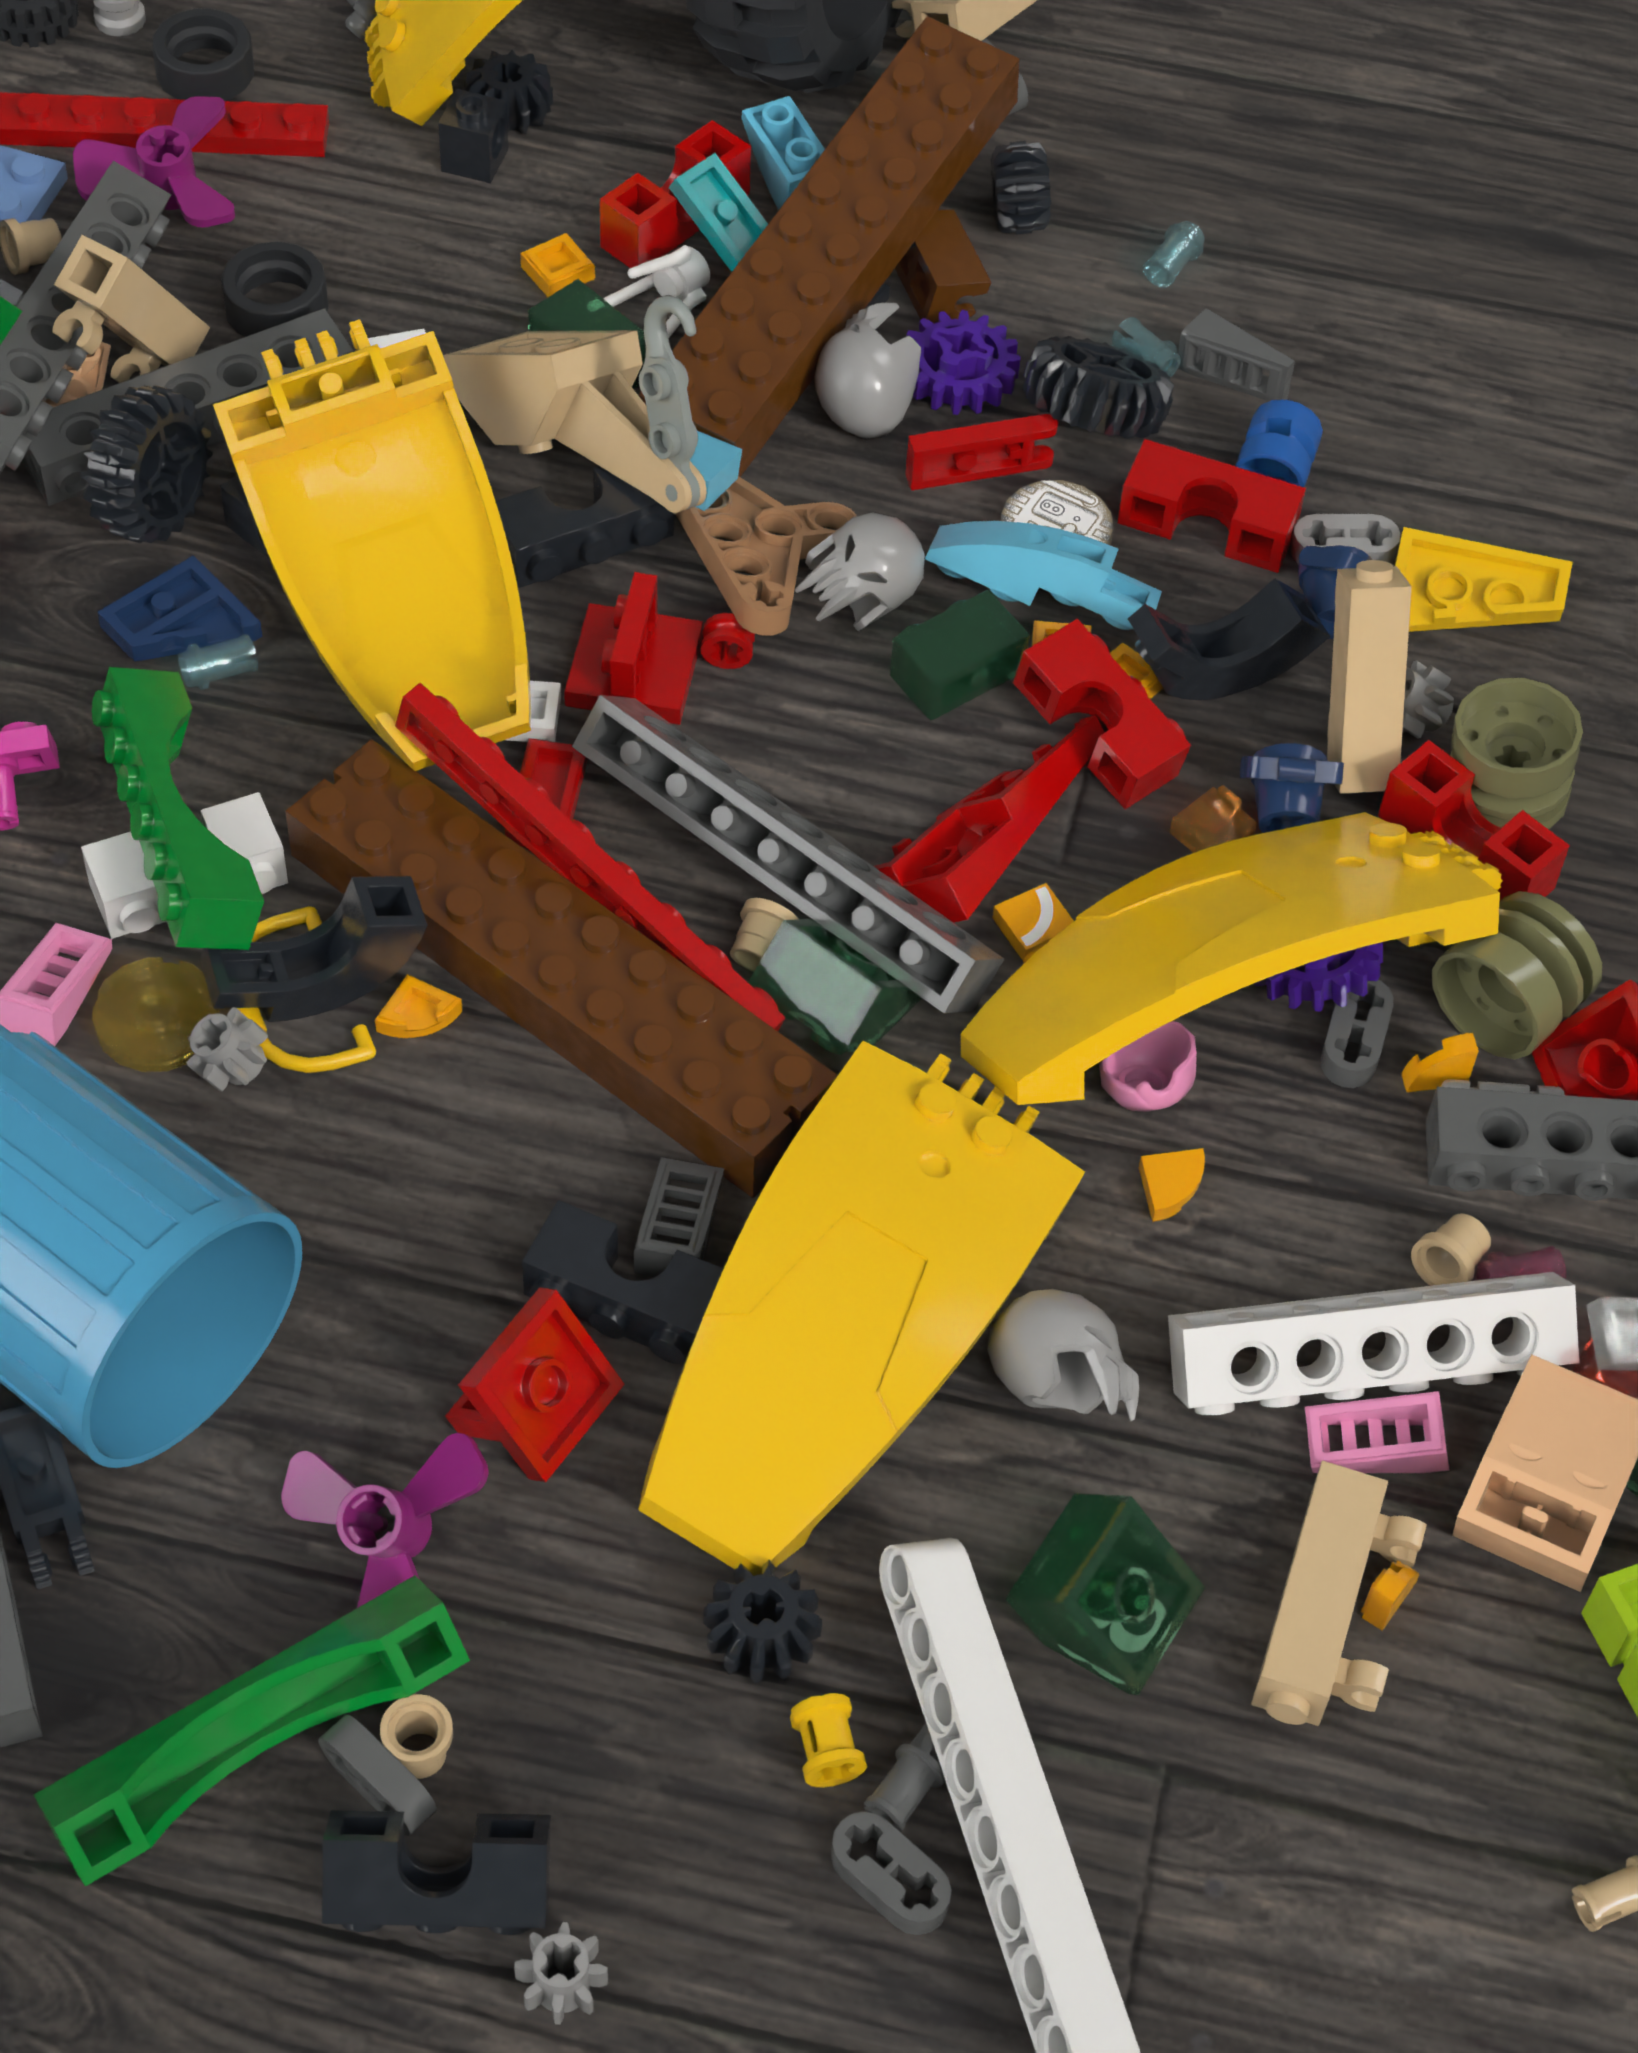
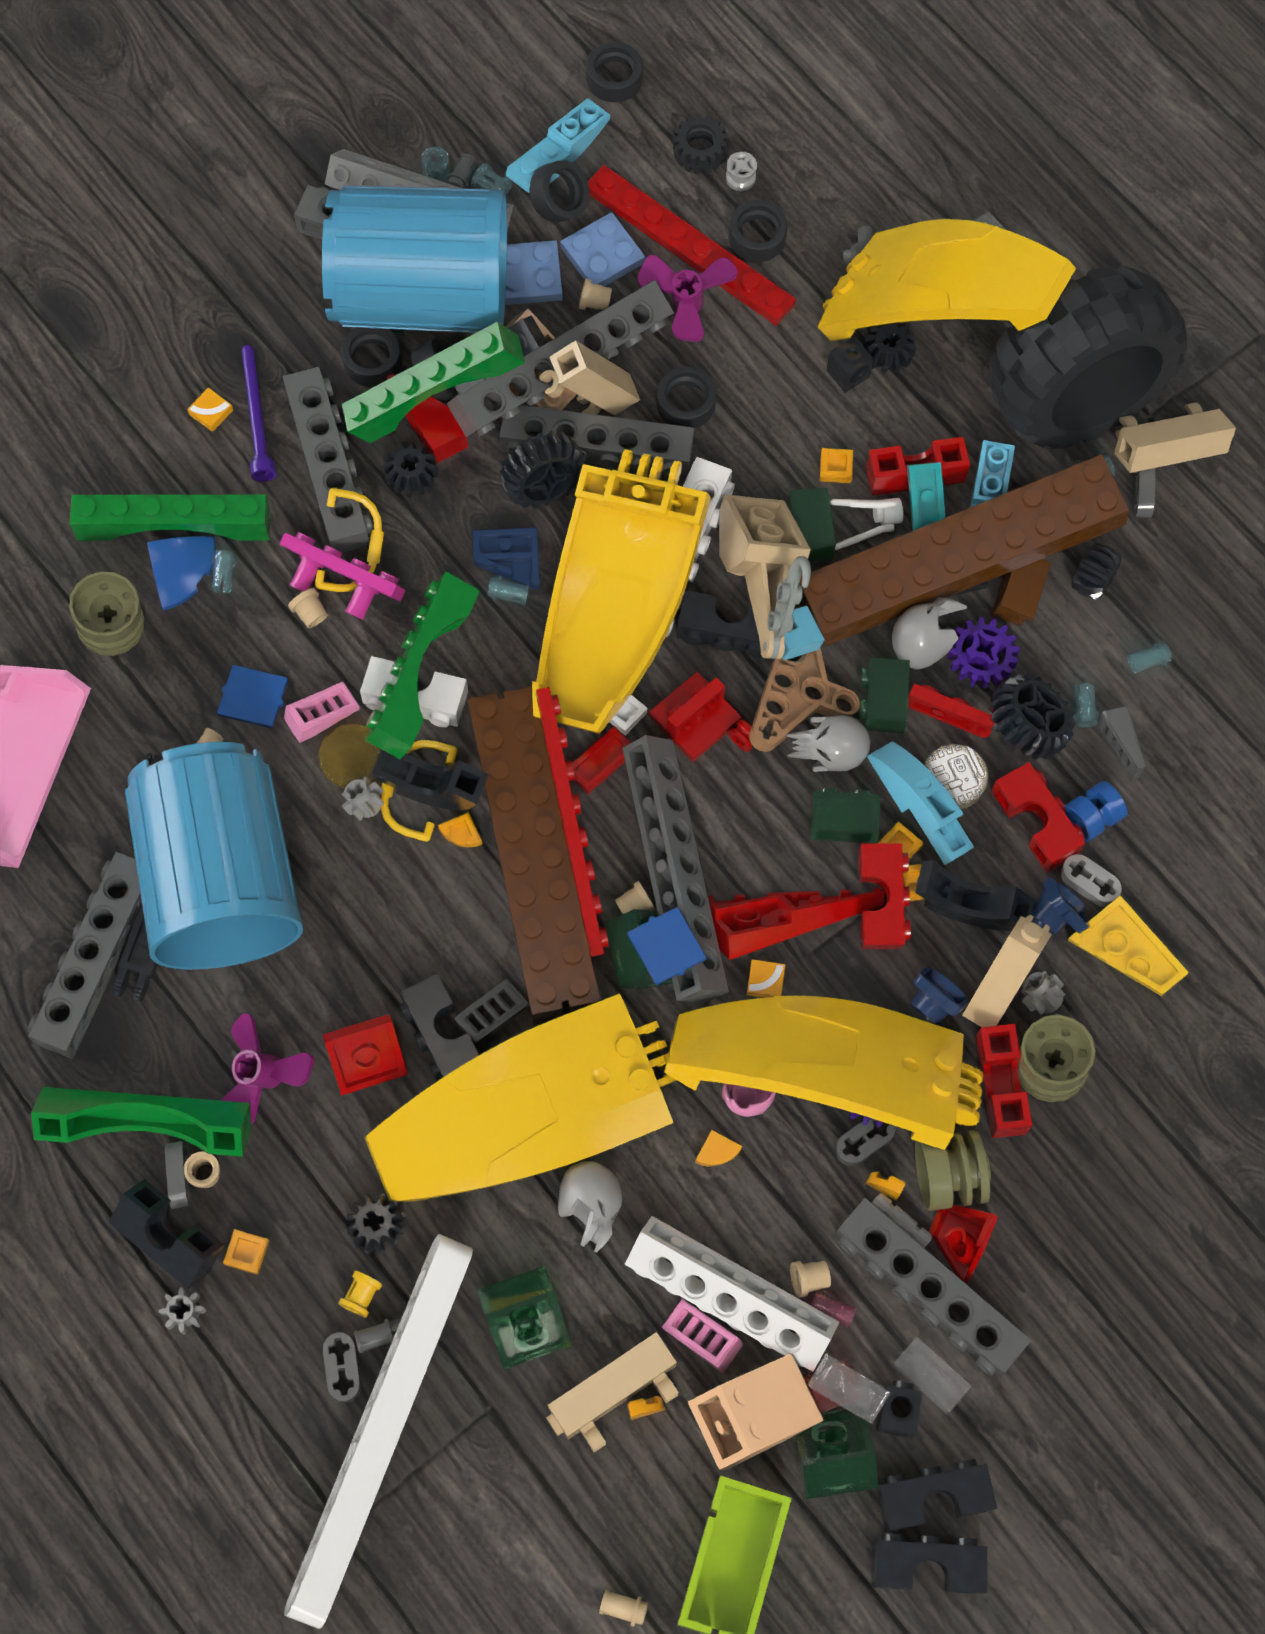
camera: 40 degrees right, 15 degrees up
(586, 1816) = (246, 1251): none -> light orange tile
(876, 934) = (666, 946): none -> blue piece
(879, 474) = (886, 695): none -> clear green brick
(1212, 820) = (891, 988): clear orange tile -> none

